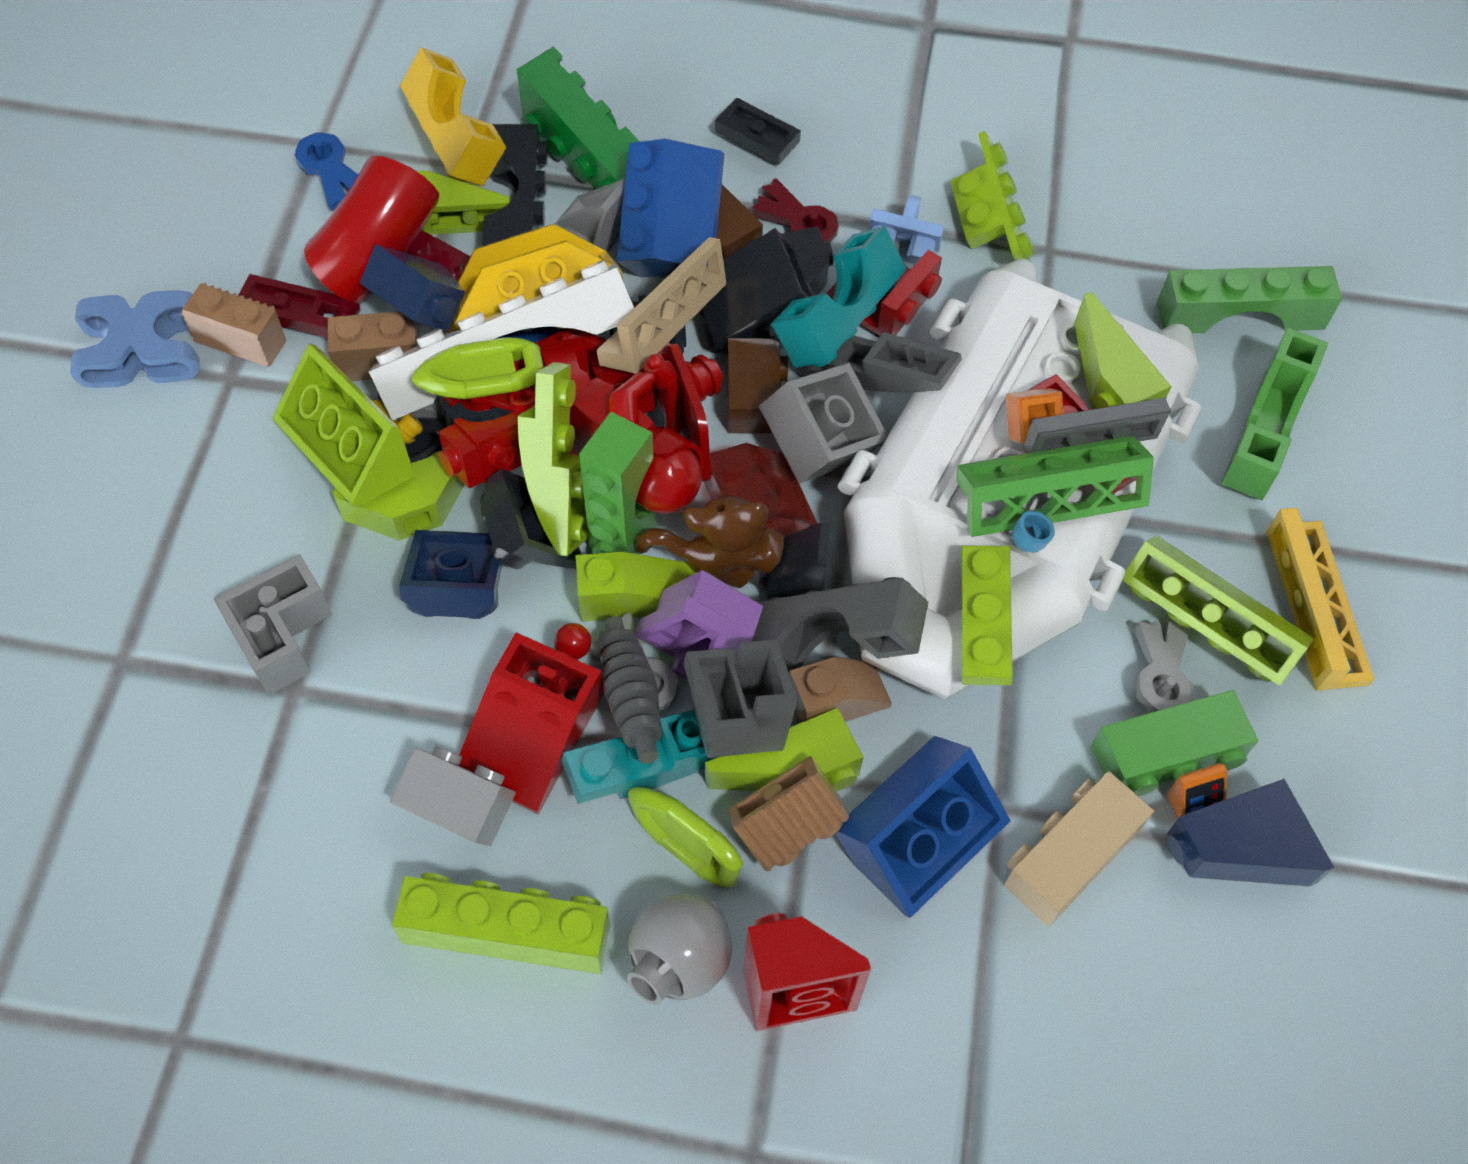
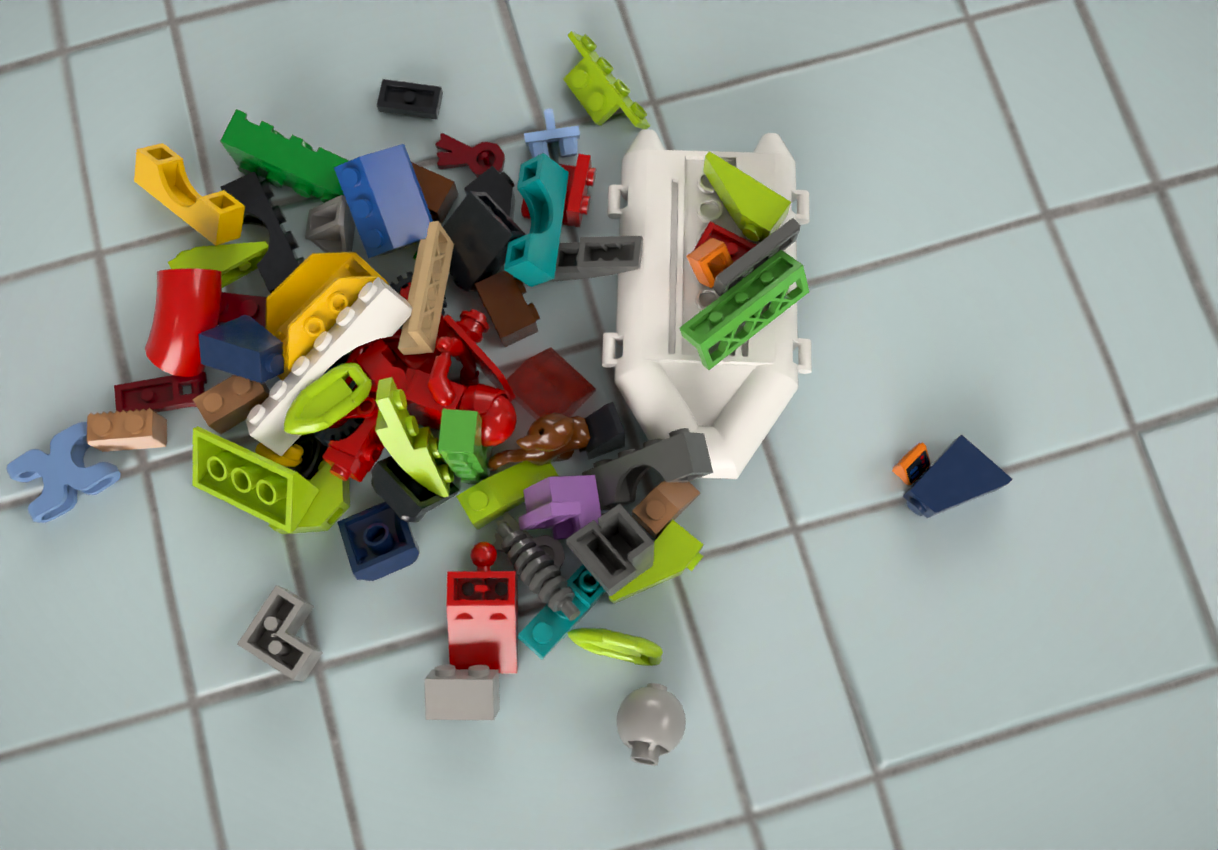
camera: 20 degrees left, 15 degrees up
(324, 156) = (109, 263): blue piece -> none
(502, 923) = (535, 759): lime brick -> none
(788, 814) = (675, 605): medium nougat brick -> none
(800, 972) = (731, 710): red slope -> none
(823, 421) = (570, 321): light grey brick -> none
(923, 824) = (756, 566): blue slope -> none
(986, 616) = (741, 419): lime plate -> none
(1038, 534) = (751, 350): dark azure hinge -> none
(1076, 846) = (855, 536): tan brick -> none
(1161, 682) = (861, 400): light grey piece -> none
(1175, 742) = (886, 439): bright green brick -> none
(1217, 610) = (876, 334): lime brick -> none
(1273, 414) = (855, 193): bright green arch -> none
(1297, 295) = (829, 71): bright green arch -> none
(1311, 605) = (929, 297): yellow fence -> none

